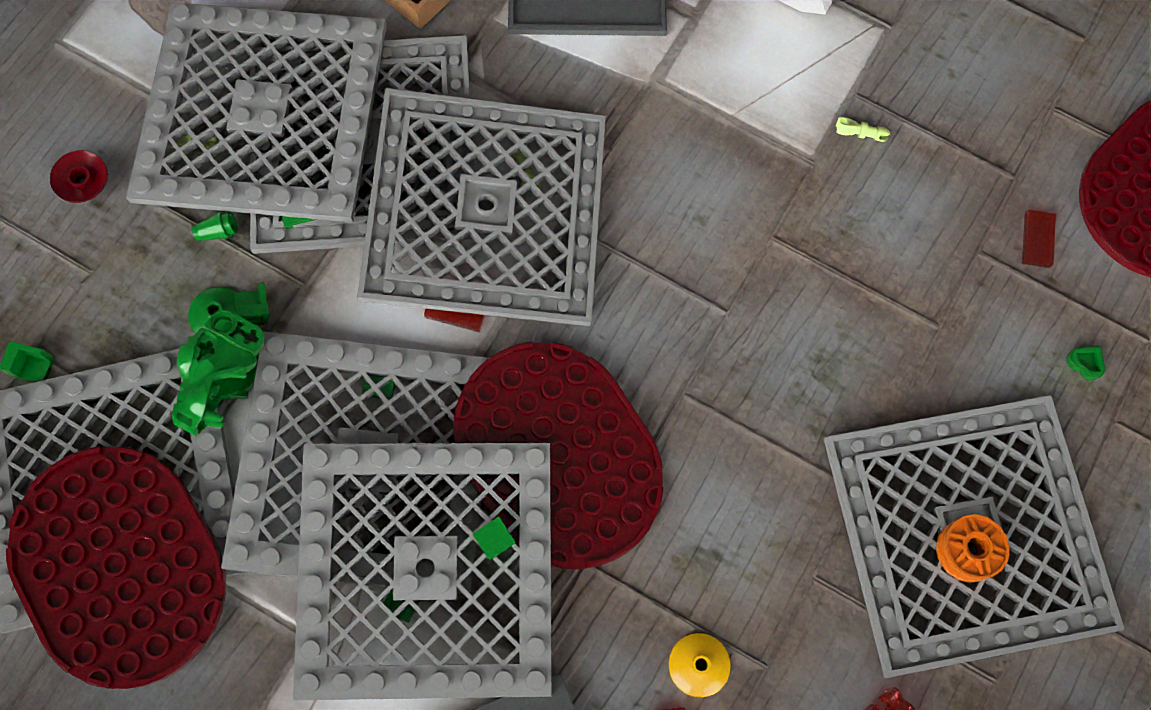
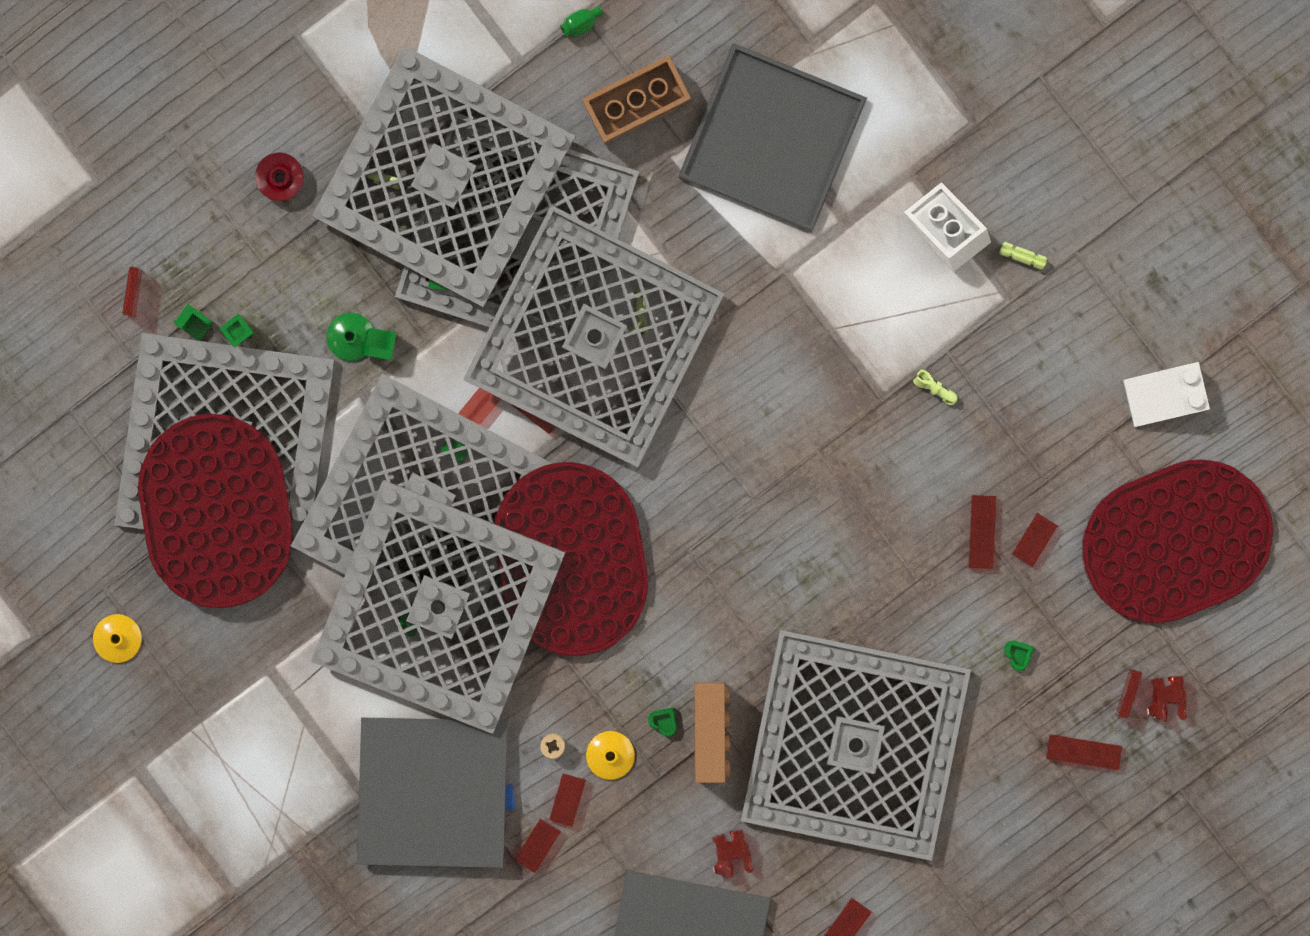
camera: 25 degrees right, 15 degrees up
(78, 349) = (237, 330): none -> green panel
(215, 368) = (344, 397): green animal -> none
(218, 226) = (376, 264): green cone -> none
(390, 327) = (479, 406): none -> clear red tile
(494, 538) = (495, 607): green tile -> none
(623, 681) = (554, 742): none -> tan wheel
(743, 597) = (664, 721): none -> green tile
(806, 584) = (709, 732): none -> medium nougat brick
(982, 252) = (982, 532): none -> clear red tile
(990, 544) = (856, 768): orange wheel -> none
(1092, 48) = (1166, 394): none -> white slope

